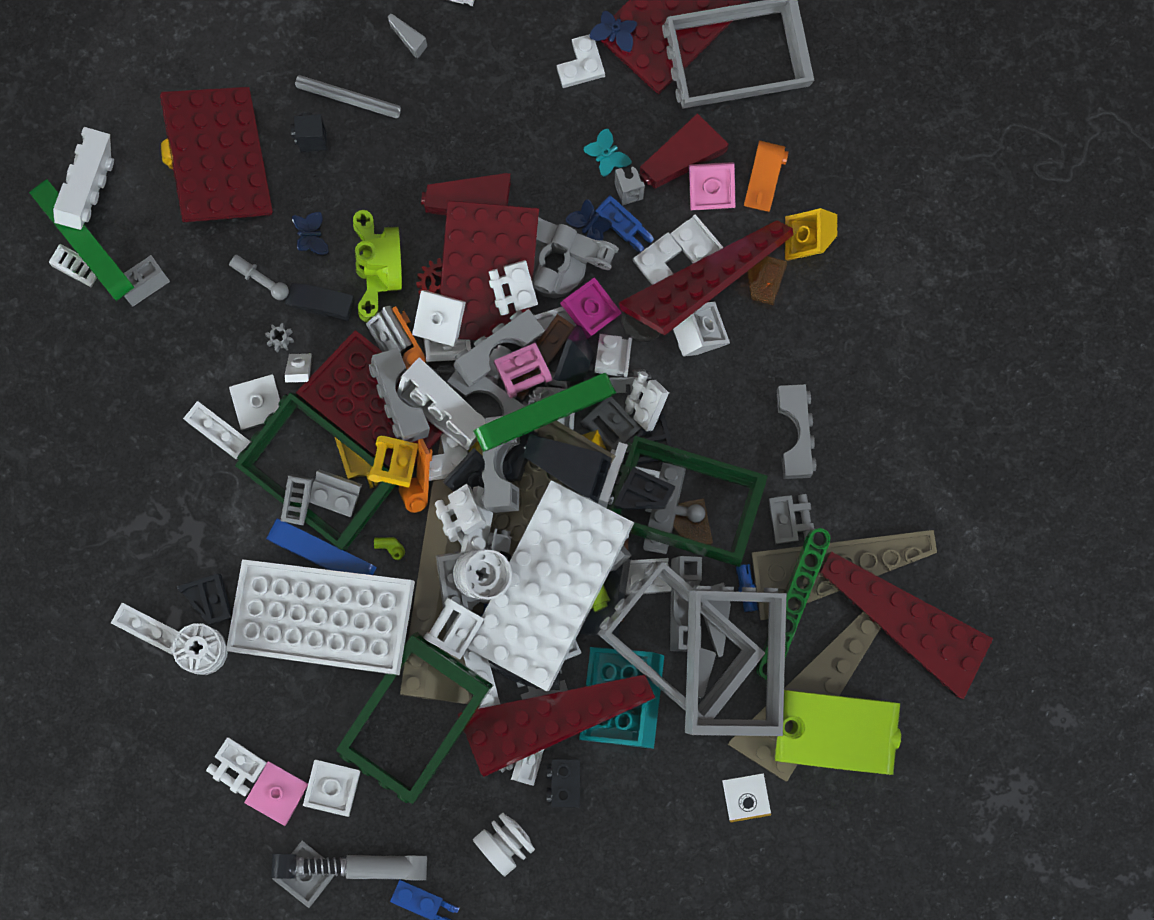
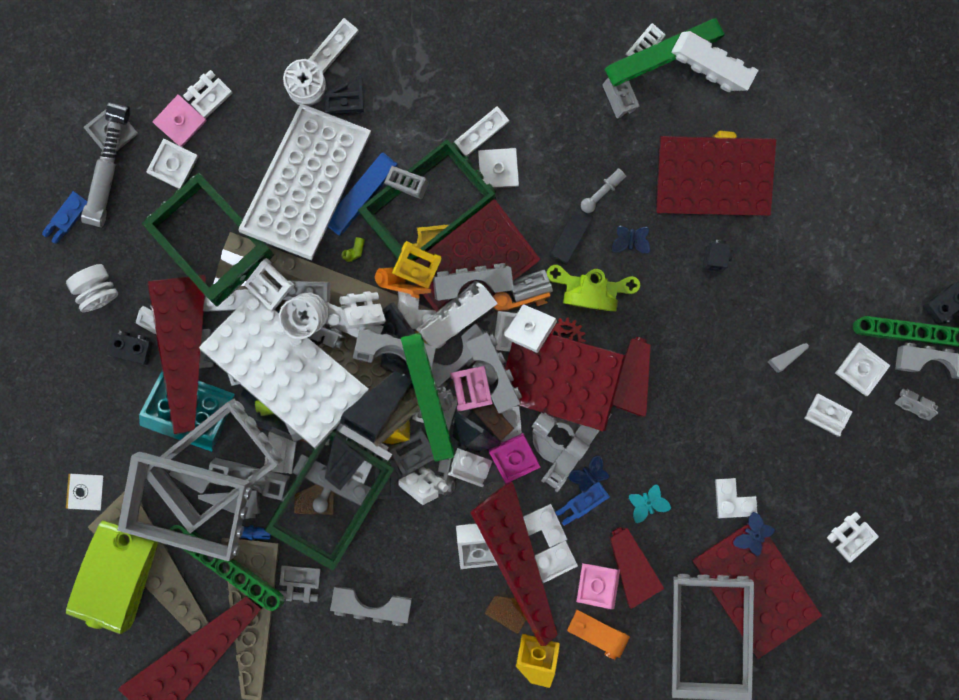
camera: 100 degrees right, 5 degrees up
(285, 335) = (549, 191): light grey gear -> none
(298, 367) = (517, 206): white plate -> none
(335, 493) = (405, 214): light grey plate -> none
(348, 96) = (744, 296): light grey axle -> none
(520, 287) = (543, 401): white plate -> none
(628, 189) = (609, 513): light grey hinge -> none

